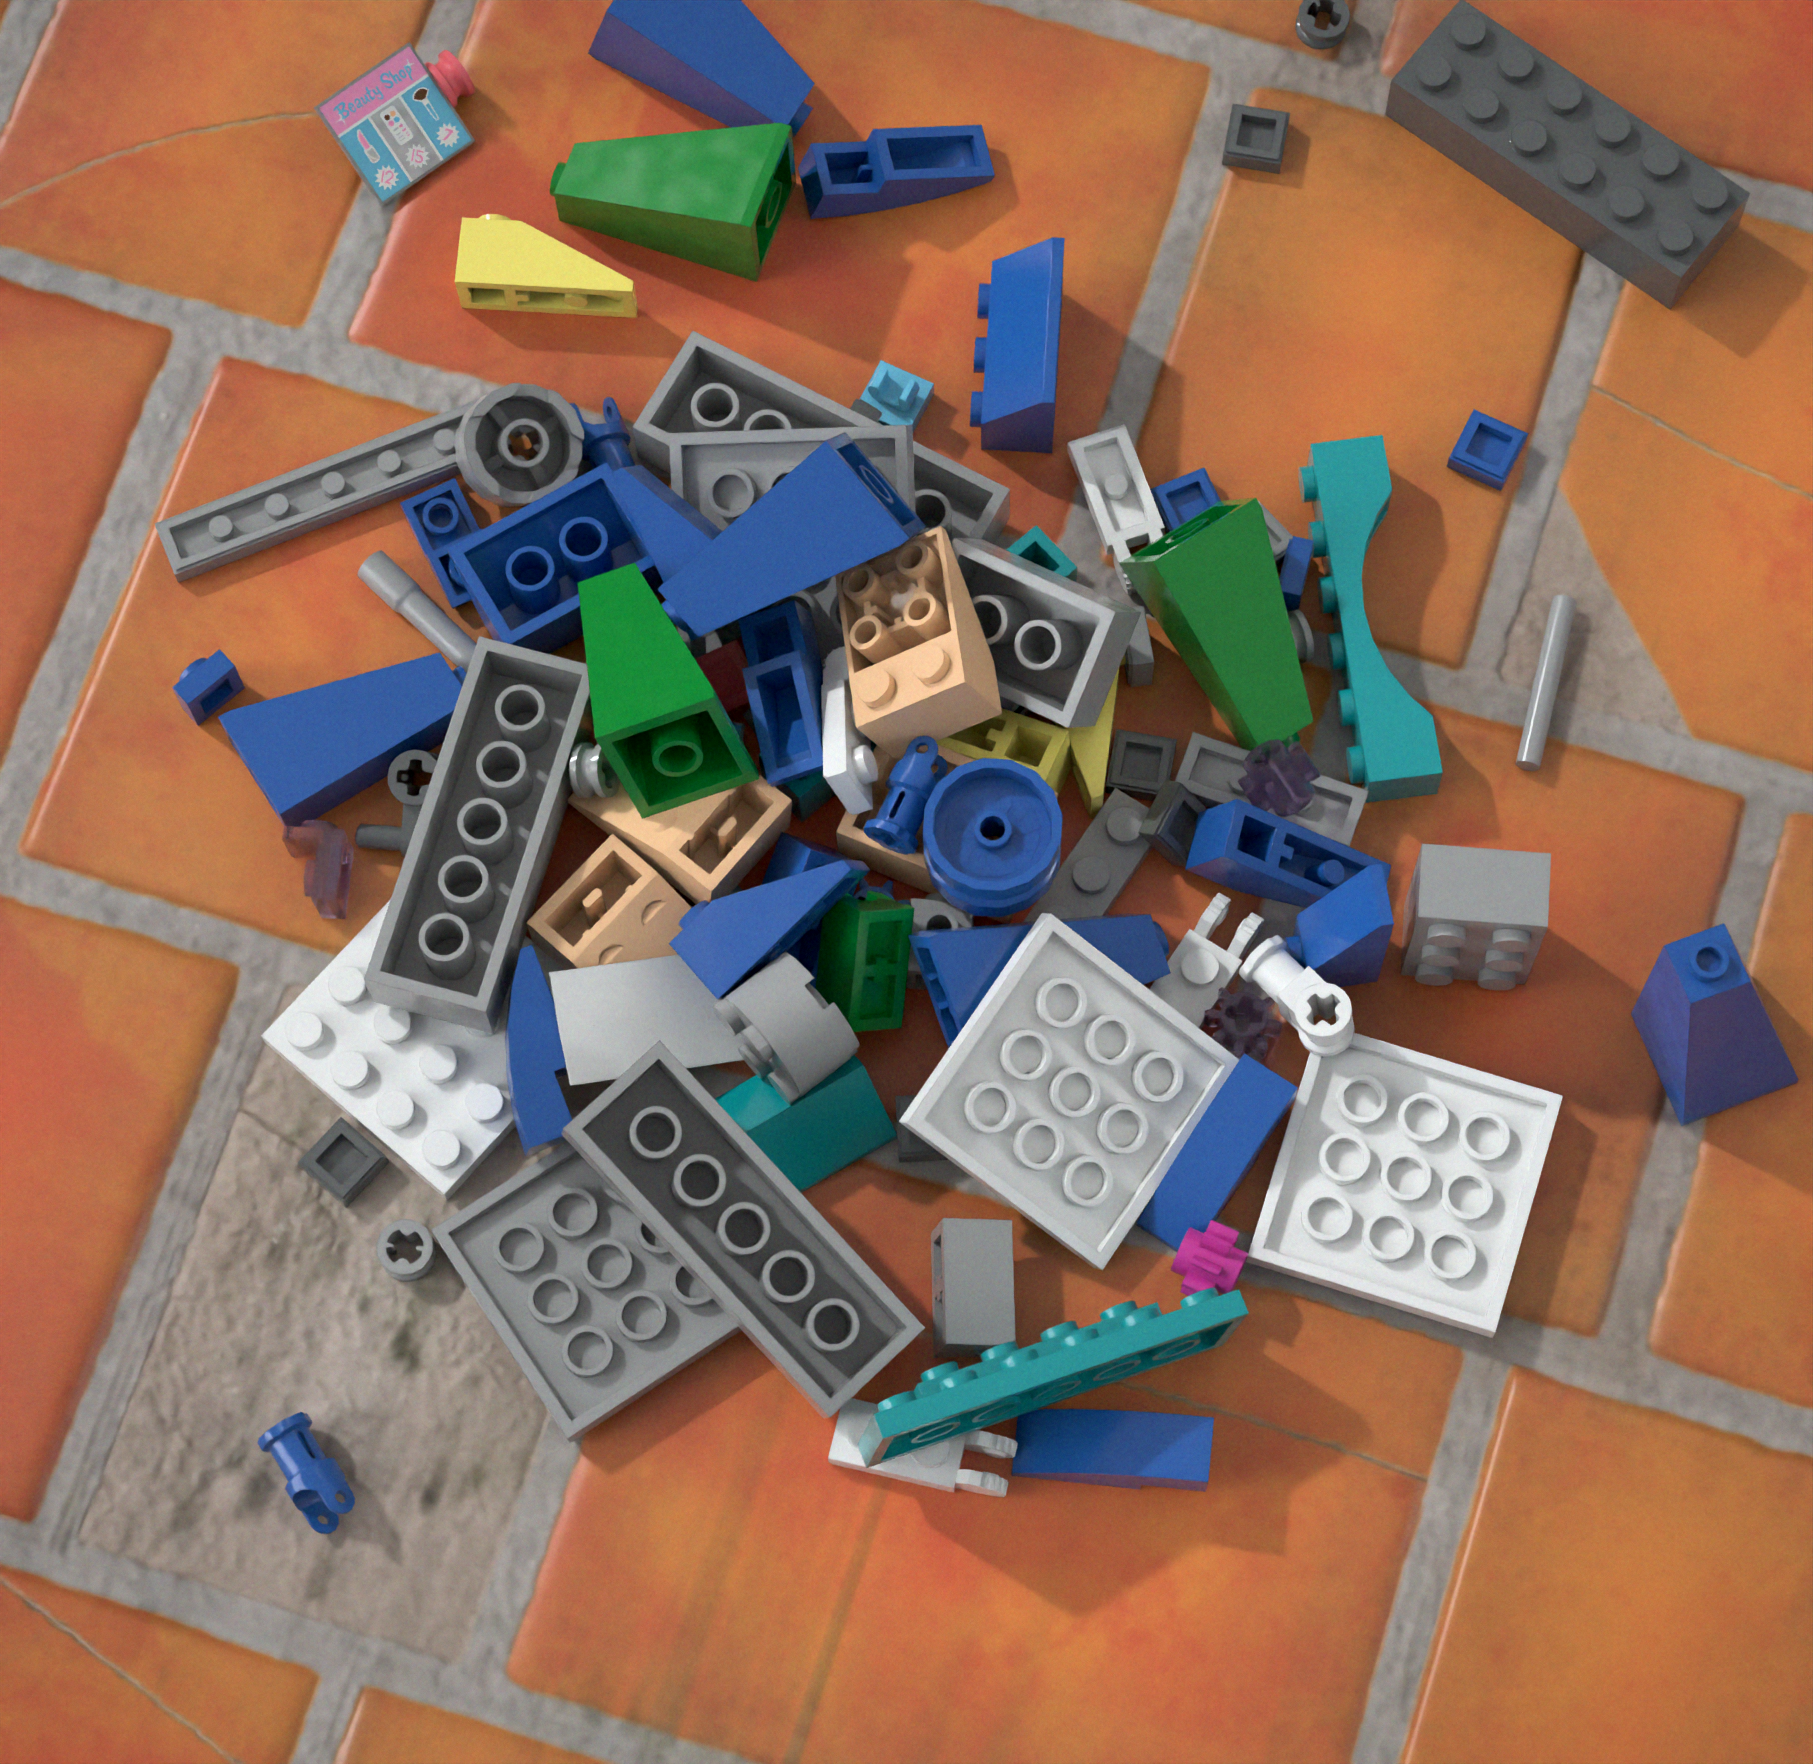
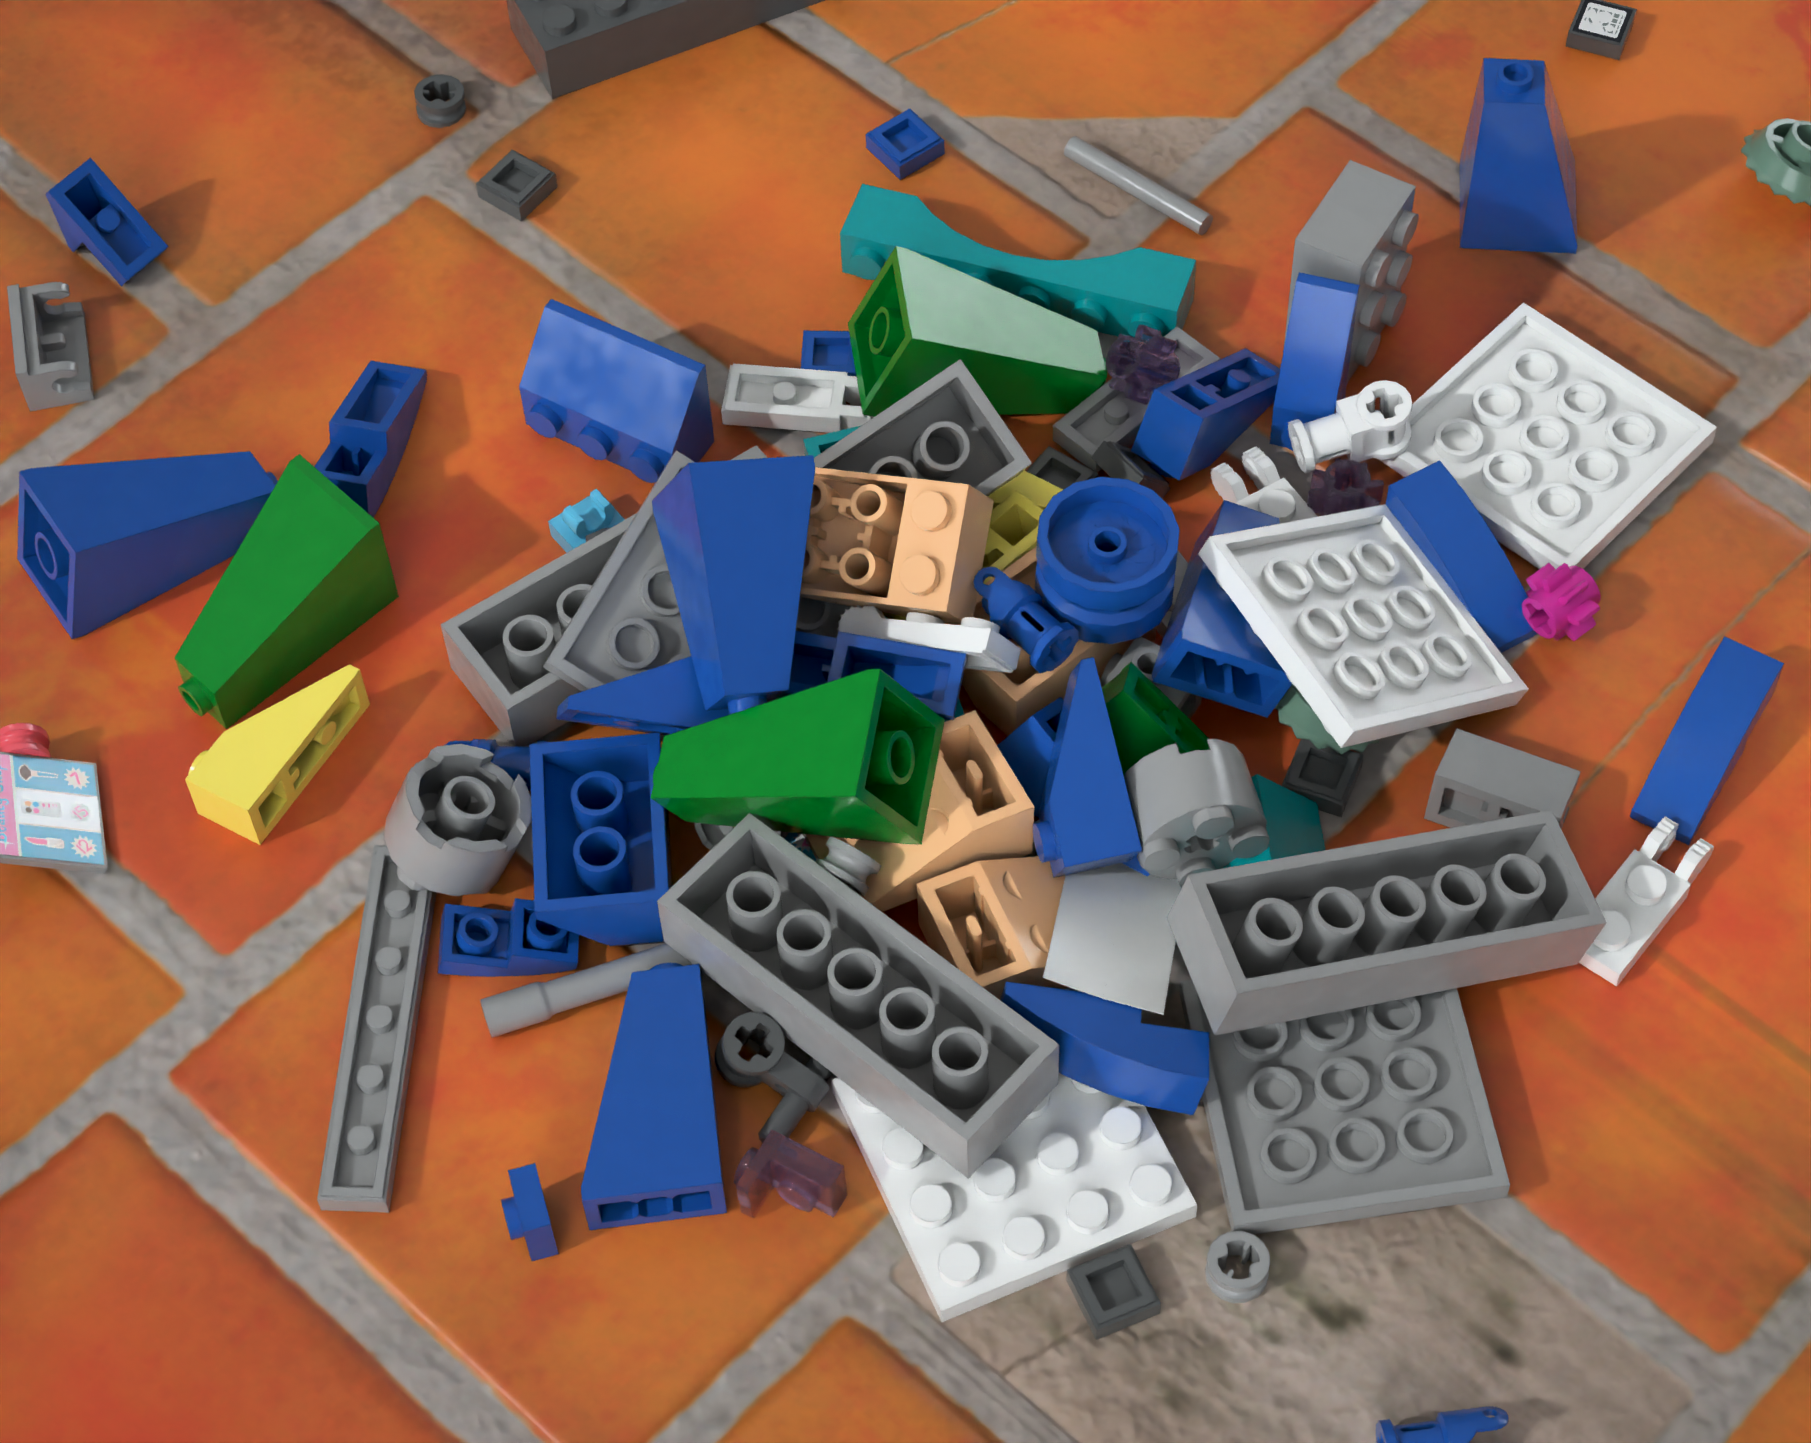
camera: 65 degrees left, 15 degrees down
(1042, 1374) = (1629, 746): teal plate -> none

